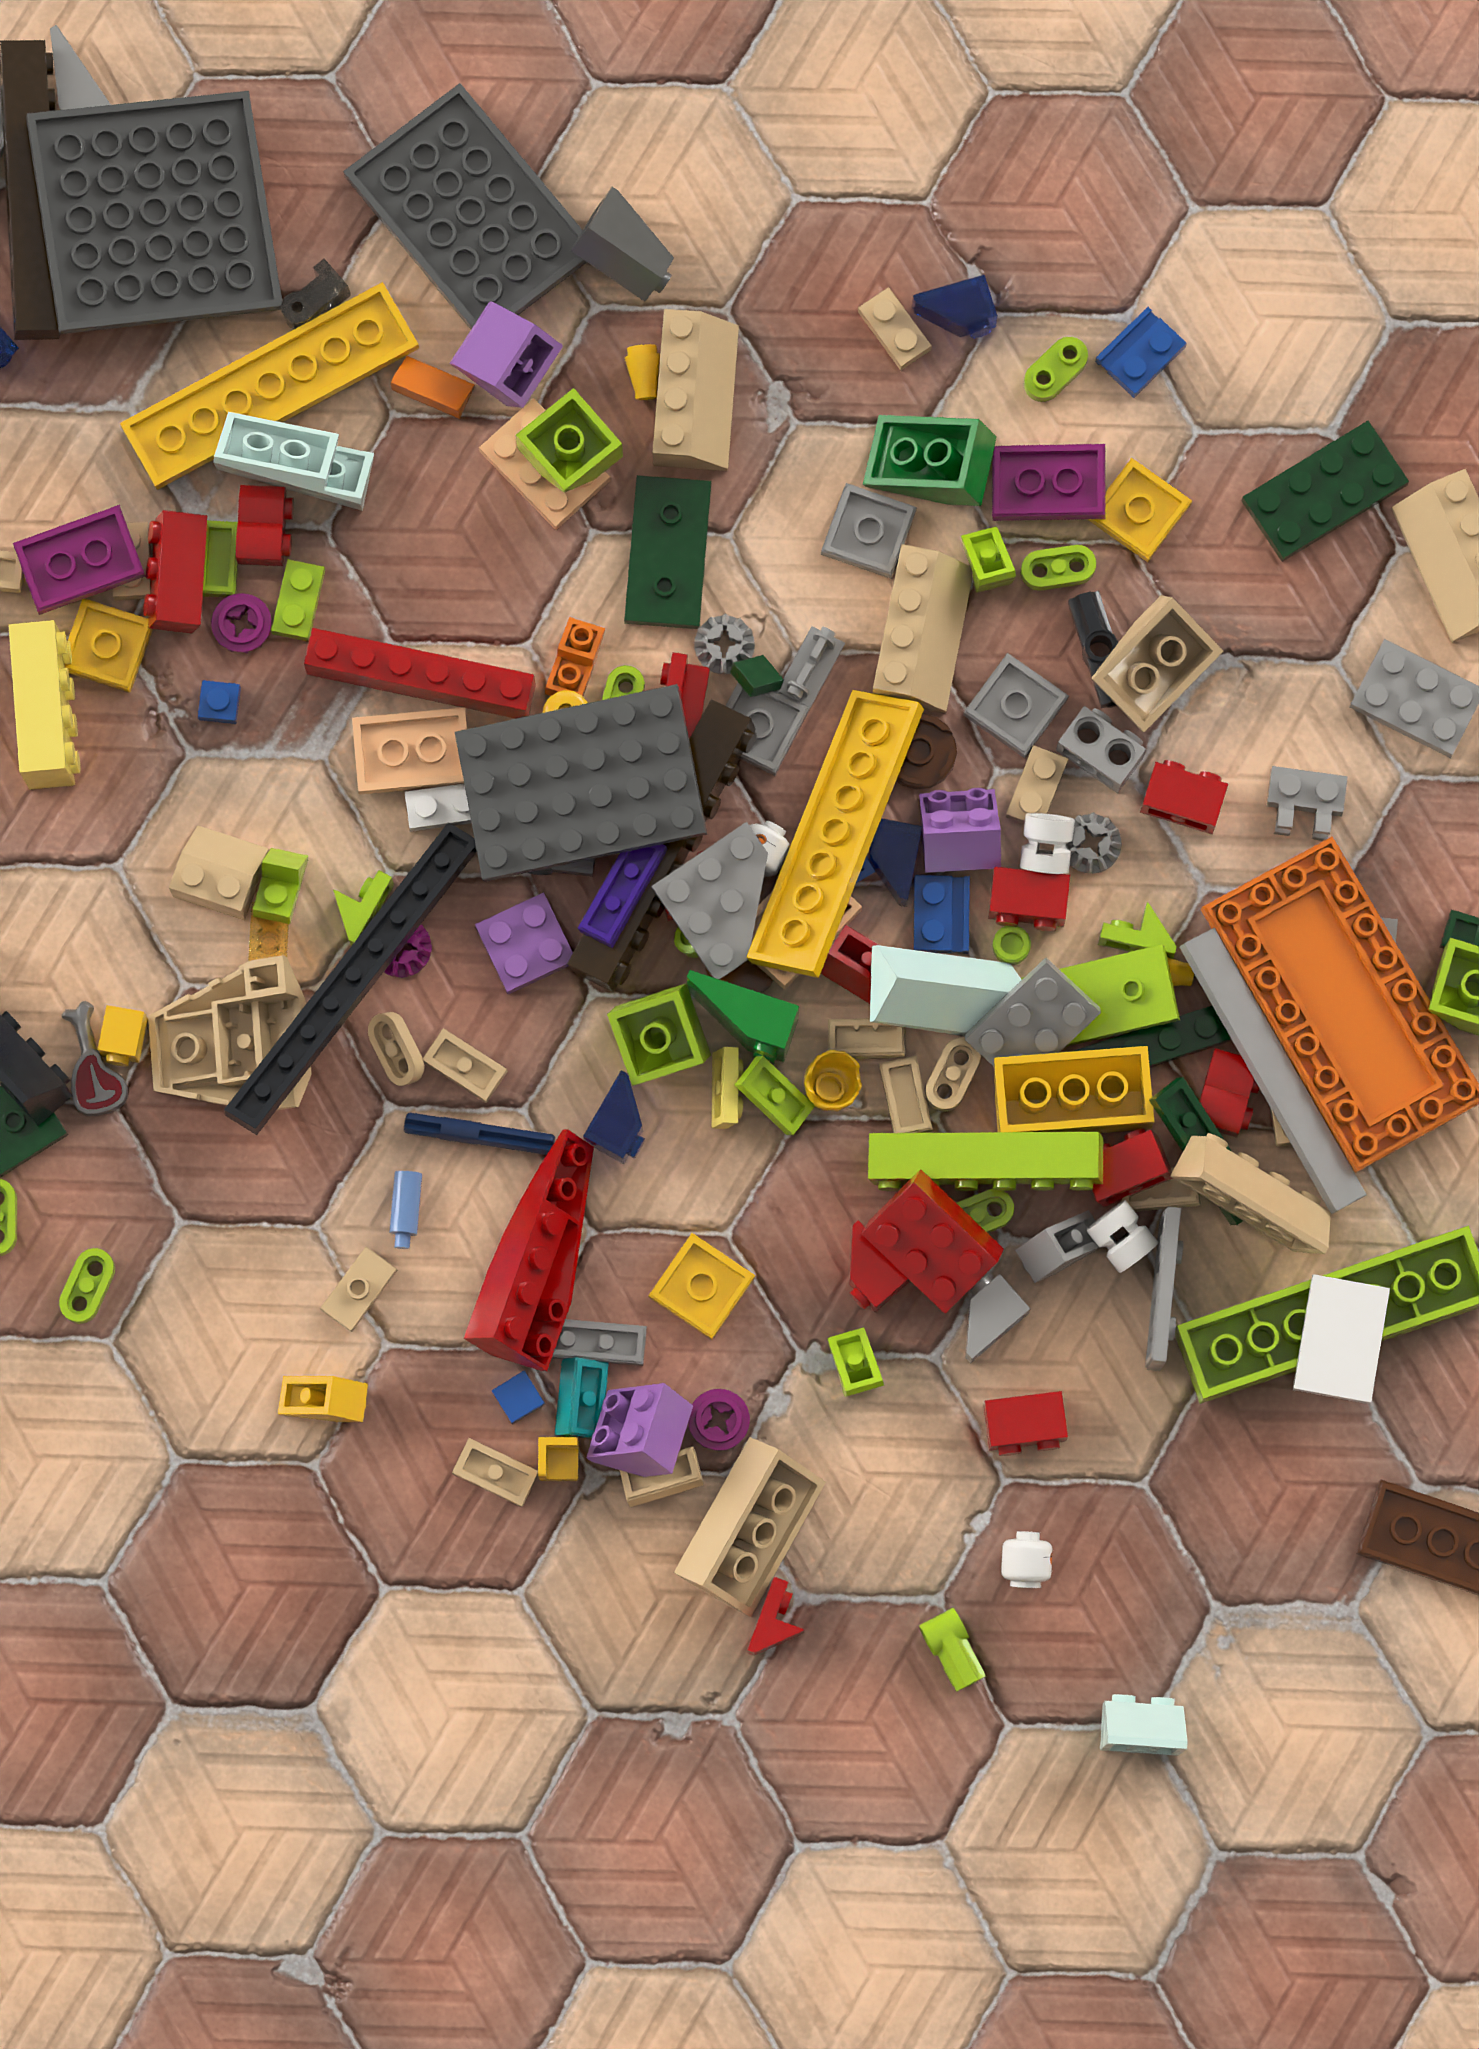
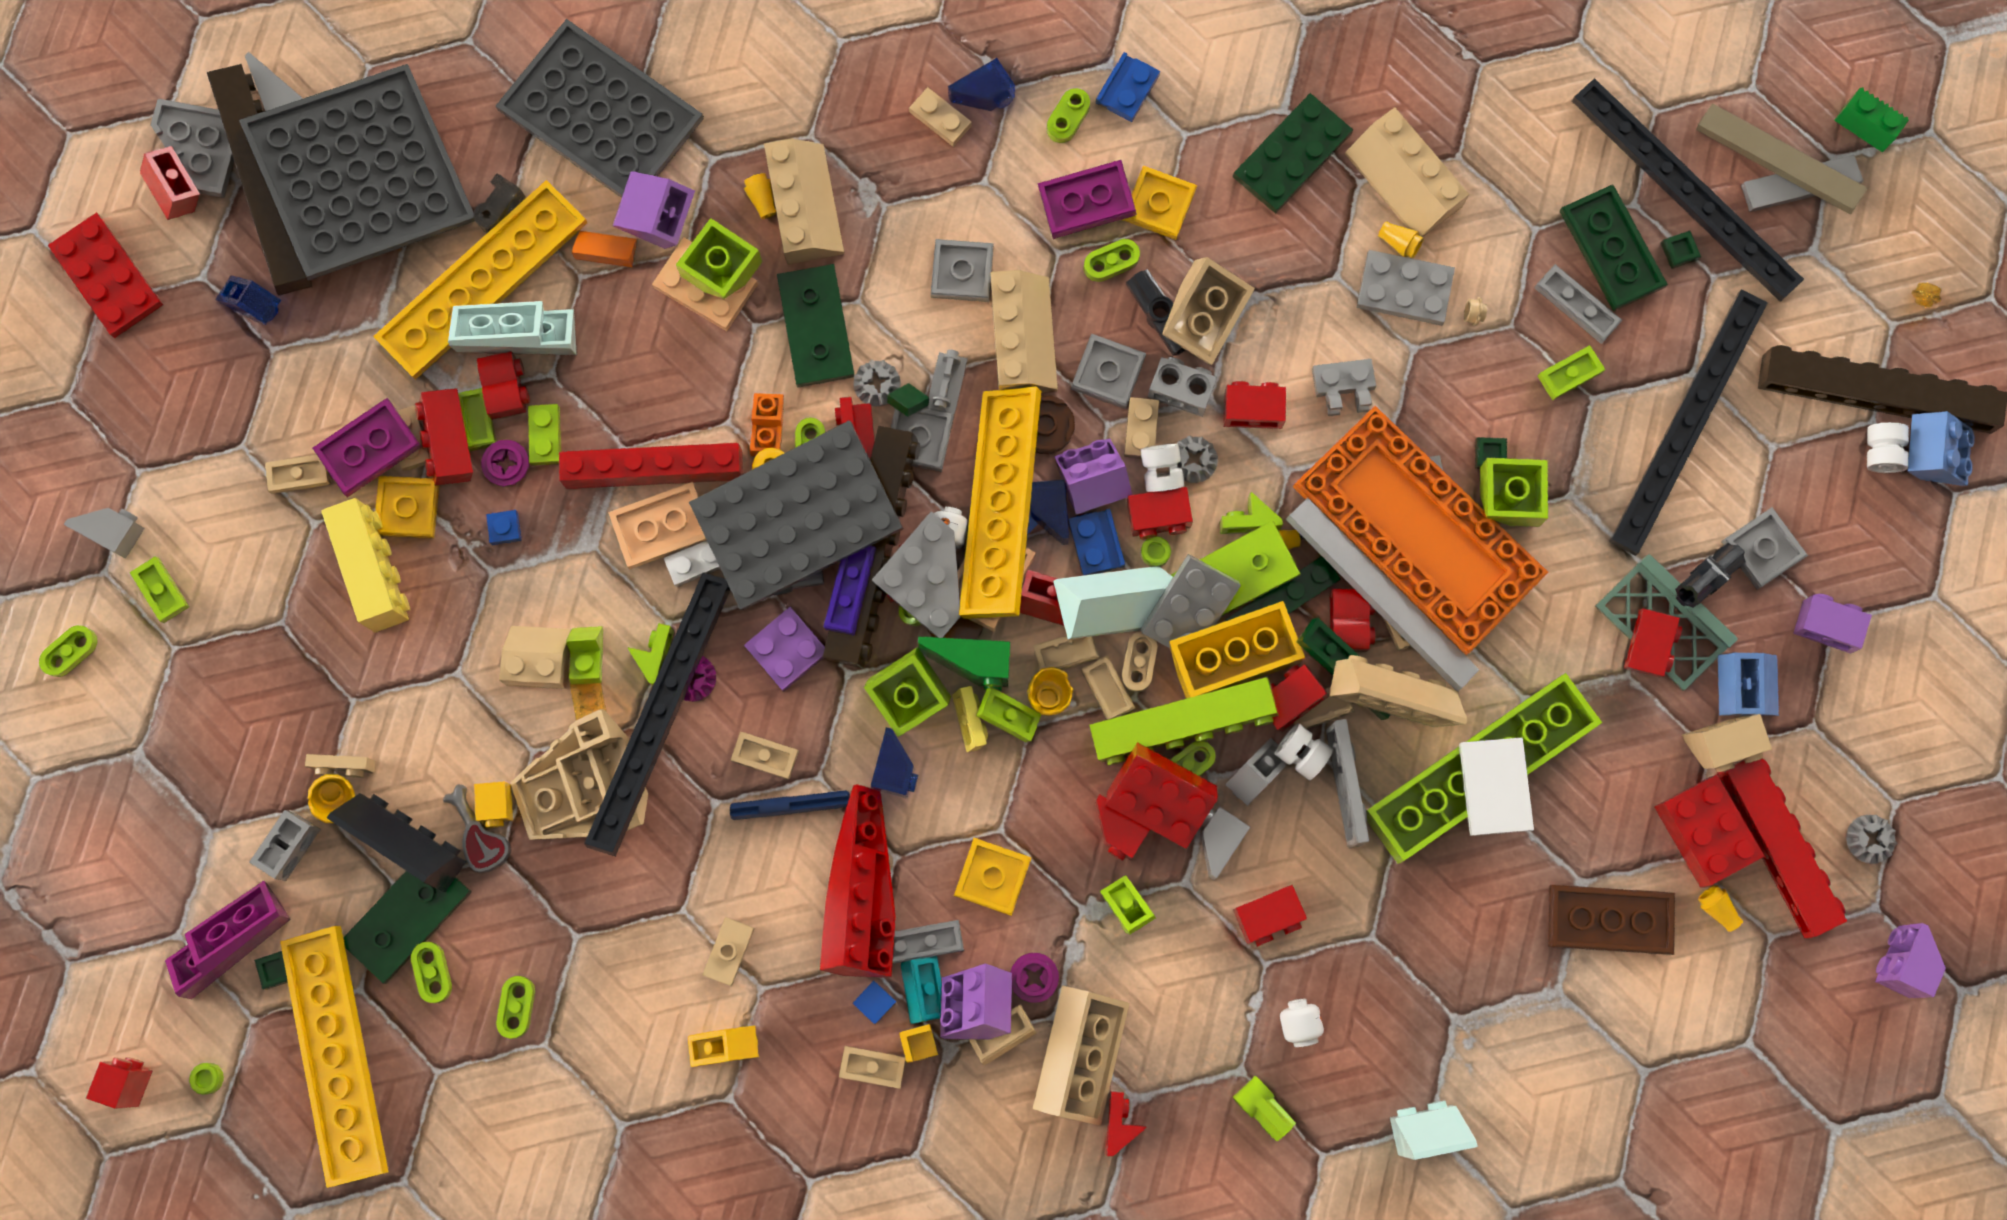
camera: 15 degrees left, 0 degrees up
(395, 1048) = (708, 757): tan plate -> none
(405, 1207) = (747, 878): medium blue cylinder -> none
(624, 247) = (722, 107): dark grey slope -> none
(931, 458) = (994, 204): green slope -> none
(988, 559) = (1058, 267): lime slope -> none
(1431, 638) = (1403, 240): none -> yellow cone

